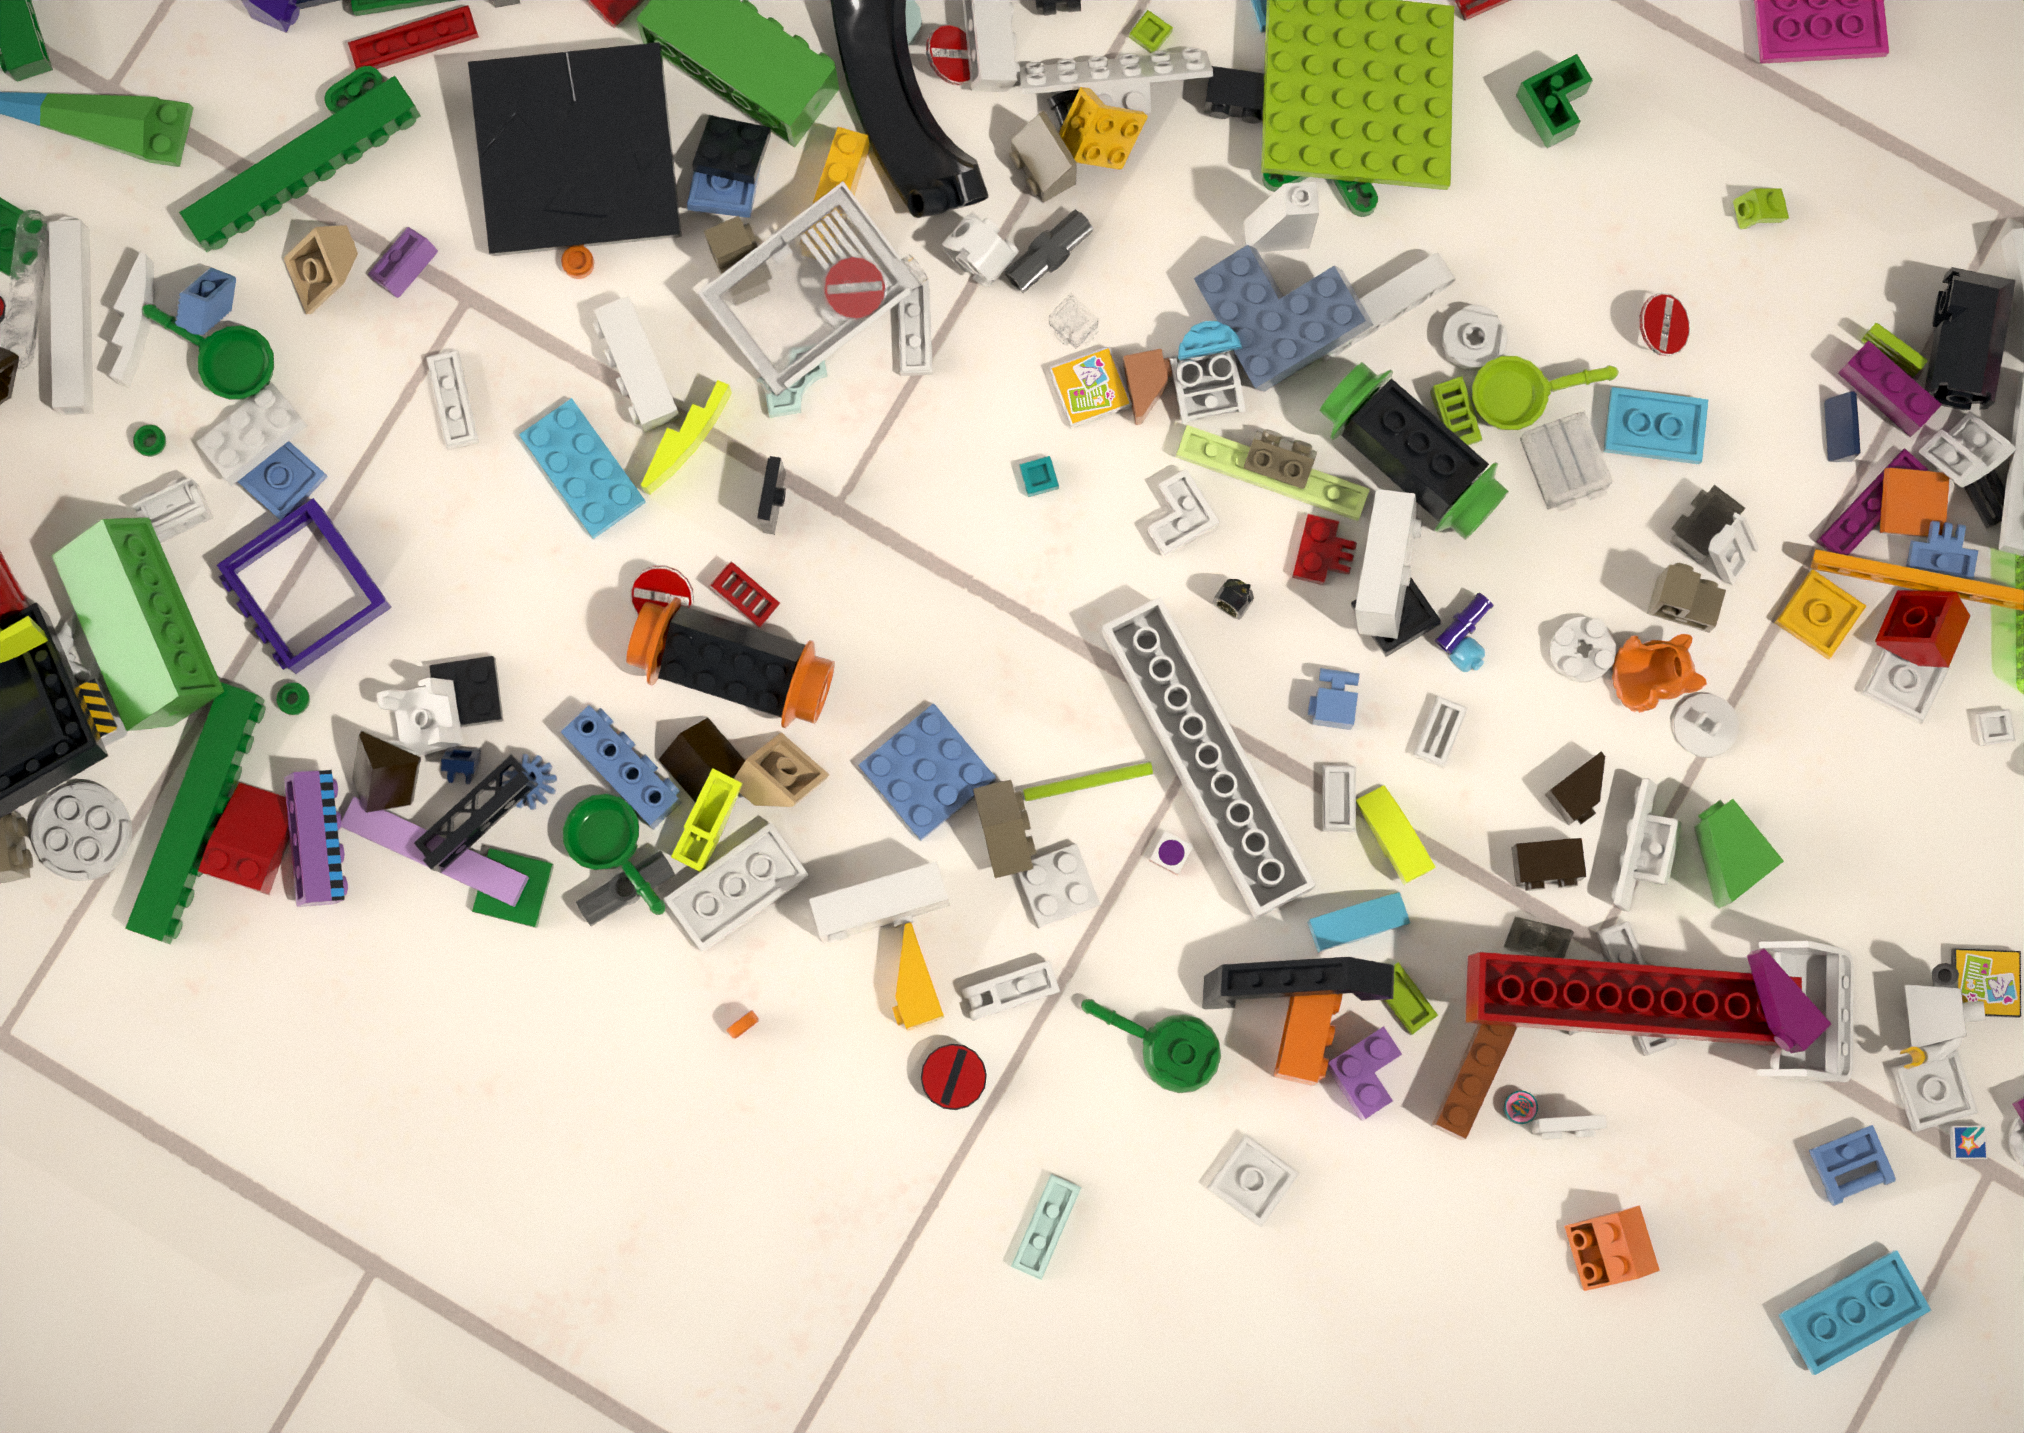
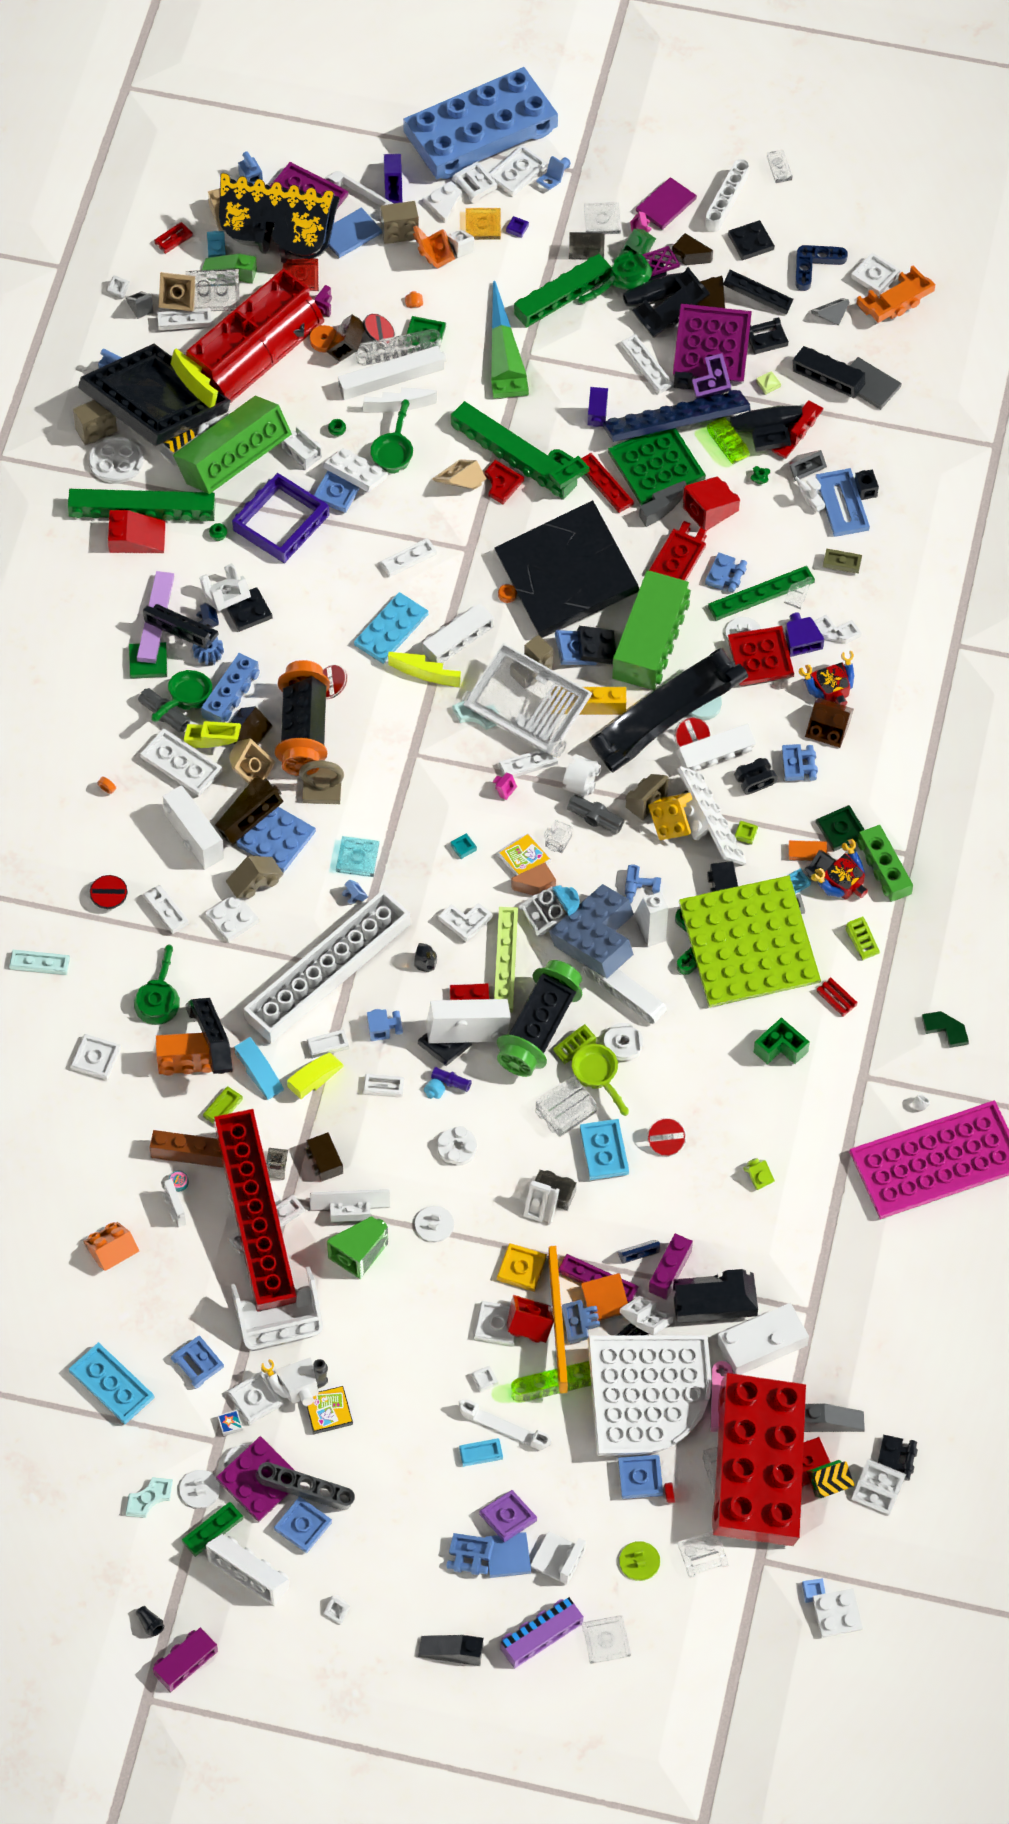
camera: 70 degrees right, 20 degrees down
(206, 301) = (419, 425): medium blue brick -> none
(315, 838) = (145, 559): medium lavender brick -> none
(354, 201) = (503, 481): none -> red tile
(384, 774) = (188, 580): dark brown slope -> none
(390, 85) = (569, 472): none -> green plate
(403, 262) = (477, 513): medium lavender slope -> none
(742, 577) = (350, 708): red slope -> none
(772, 495) = (404, 714): black plate -> none
(854, 287) = (536, 720): clear piece -> none
(858, 666) = (324, 785): none -> dark tan tile
(870, 799) = (249, 809): none -> dark brown slope
(914, 989) = (153, 860): yellow slope -> none
(950, 377) = (505, 785): none -> dark pink tile
(1005, 650) = (357, 856): none -> clear light blue plate
(1075, 672) = (355, 890): none -> medium blue tile
(1088, 781) = (296, 916): lime bar -> none
(1171, 853) = (269, 967): tile -> none
(1190, 231) = (634, 882): none -> medium blue piece
(1280, 458) = (515, 958): dark tan bracket -> none
(1356, 1071) = (173, 1088): medium lavender brick -> none
(1579, 791) = (372, 1162): dark brown slope -> none
(1654, 672) = (456, 1183): orange hair -> none
(1686, 598) = (503, 1184): dark tan brick -> none
(1786, 1007) = (272, 1286): magenta slope -> none
(1895, 349) = (697, 1261): lime tile -> none

